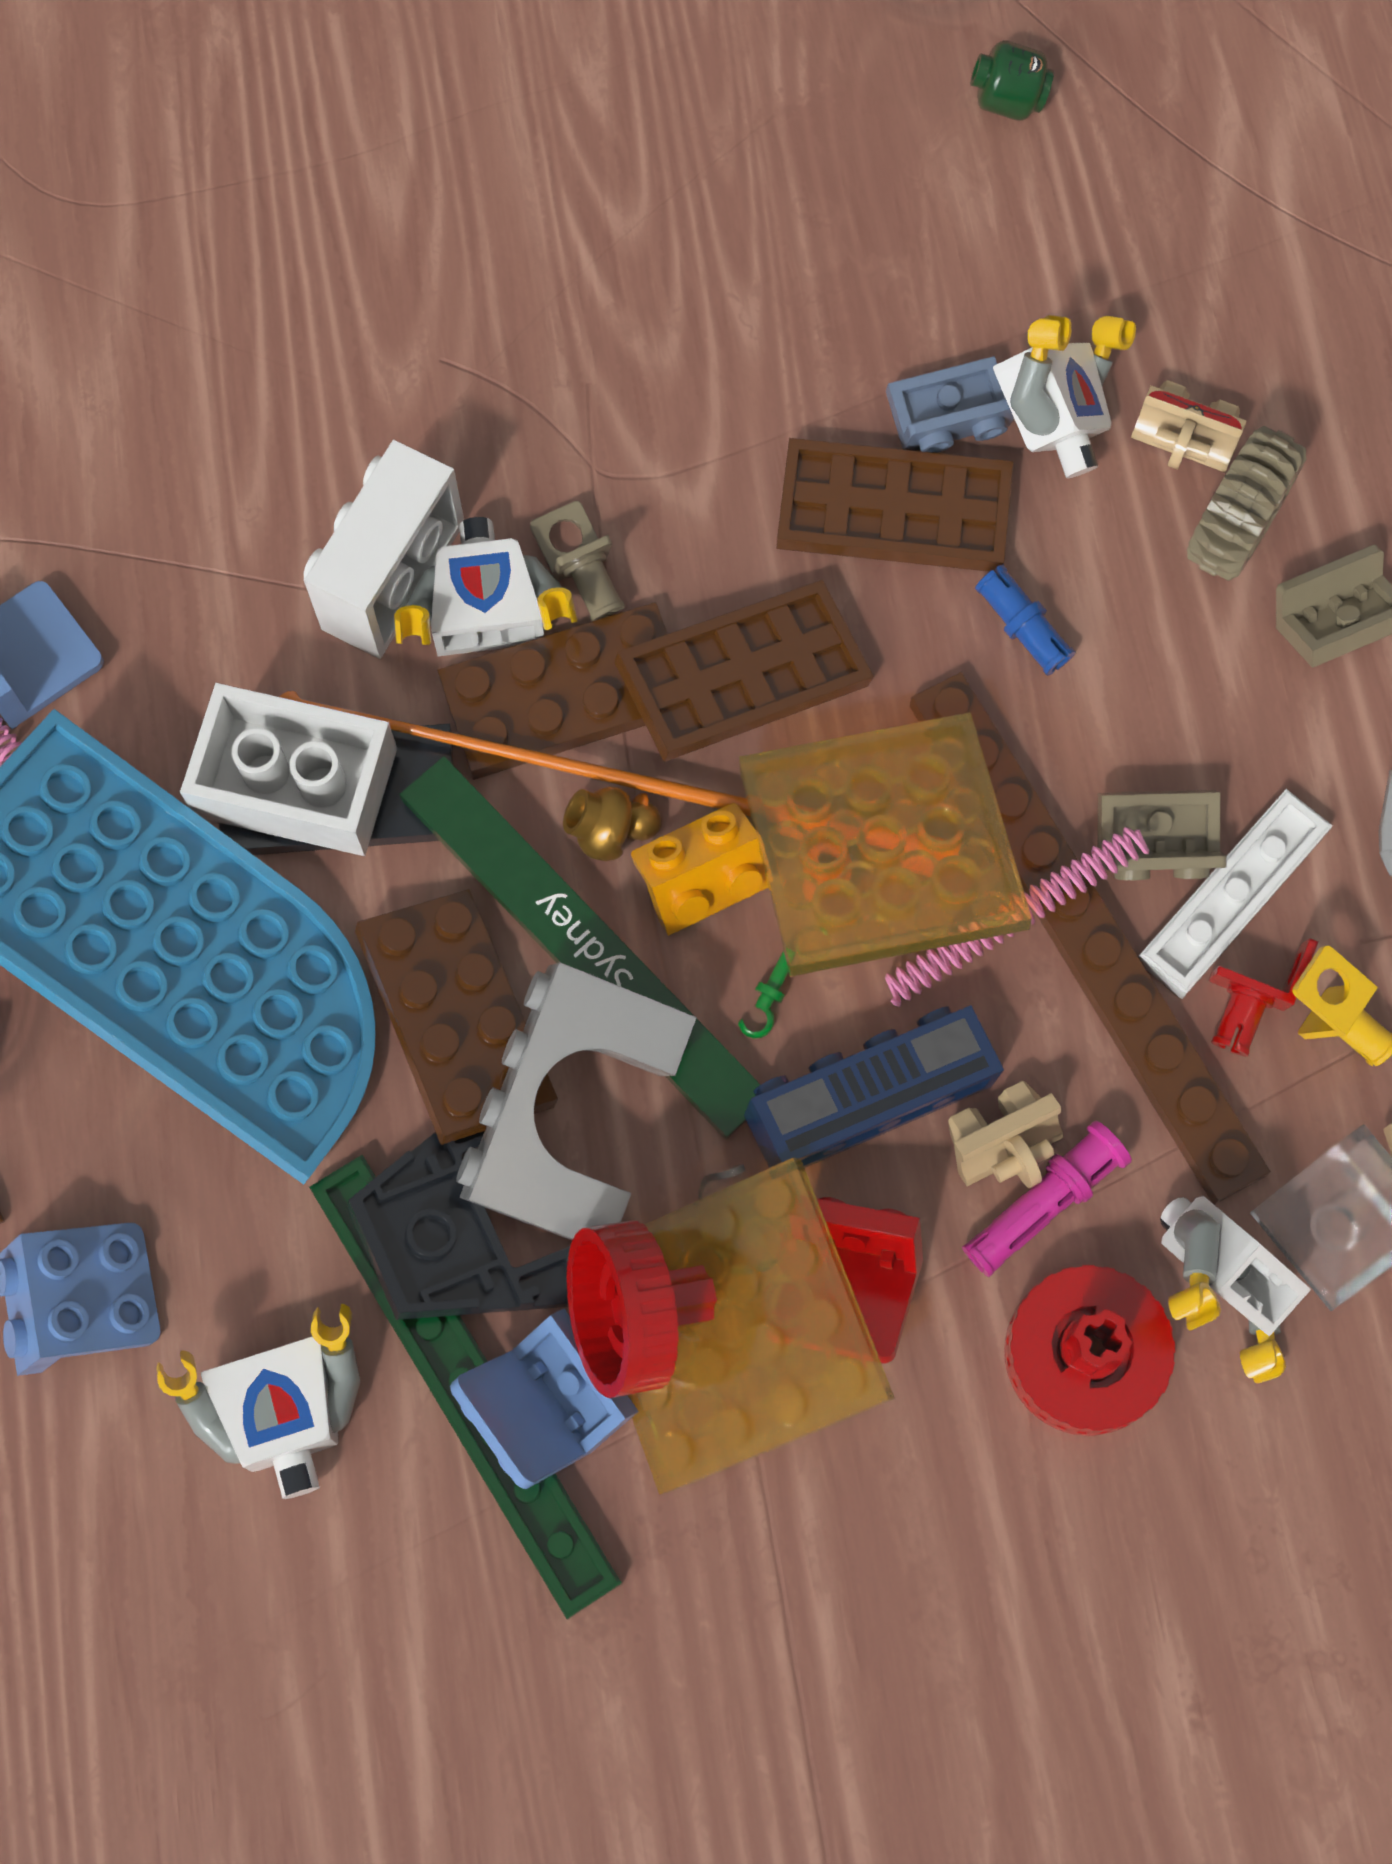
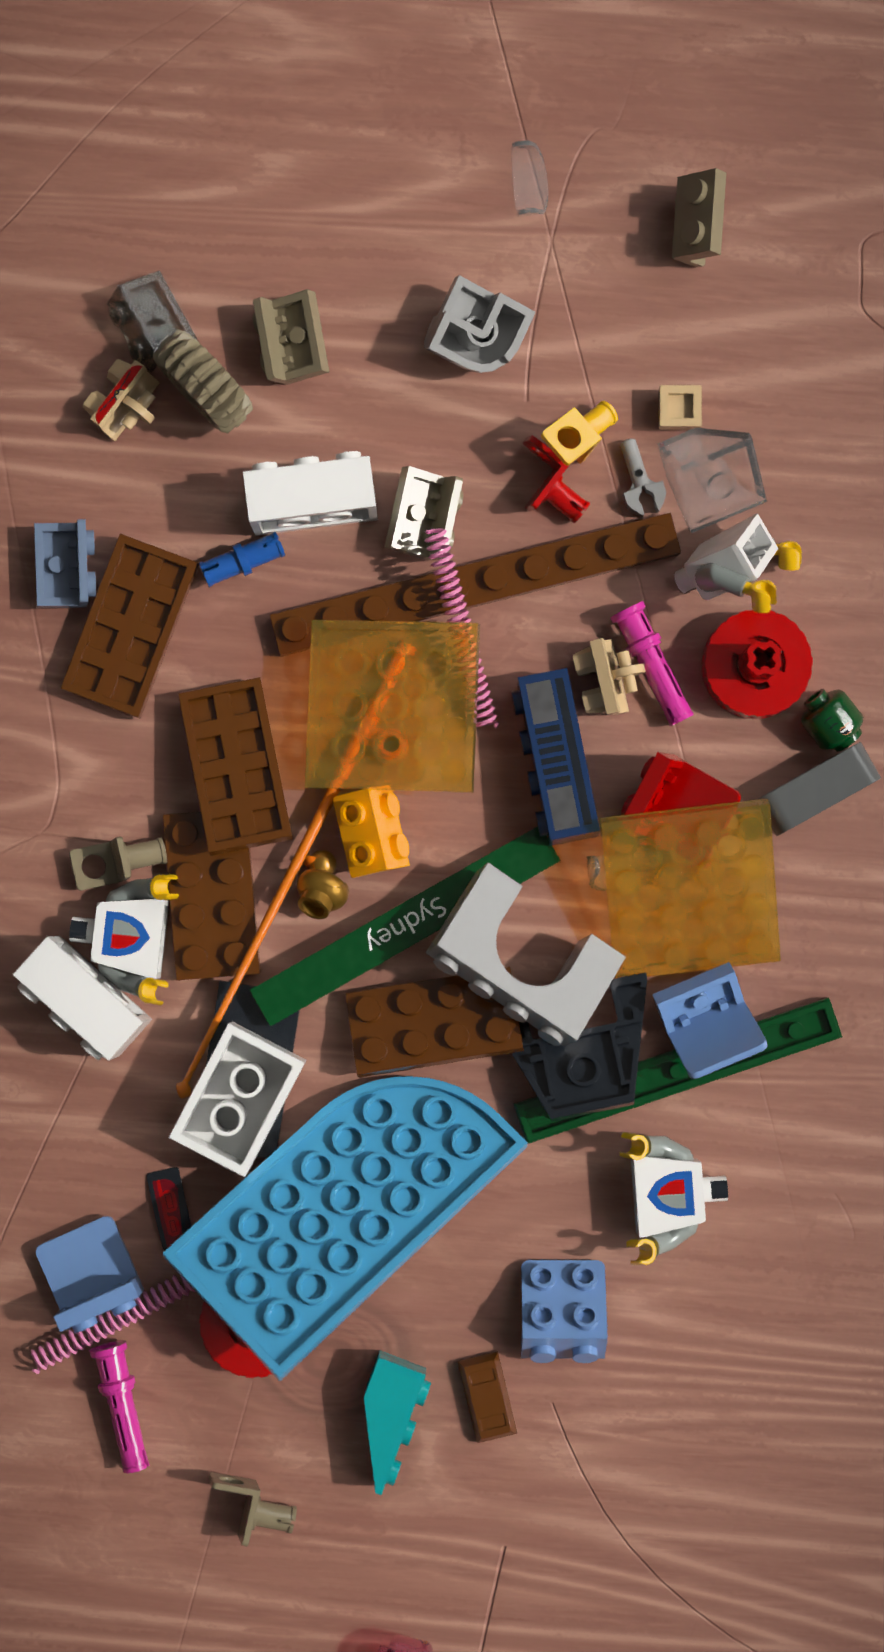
camera: 80 degrees left, 15 degrees up
(141, 730) = (169, 1205): none -> sticker
(630, 1307) = (674, 951): red piece -> none
(768, 994) = (467, 807): green hand -> none
(932, 1489) = (820, 788): none -> dark grey beam
(1040, 1482) = (832, 719): none -> dark green head
(1059, 388) = (79, 486): torso -> none
(1140, 673) = (310, 493): none -> white brick
(1234, 894) = (482, 484): white tile -> none
(1301, 1121) = (640, 480): none -> light grey bar
(1322, 422) = (146, 316): none -> clear smoke bracket

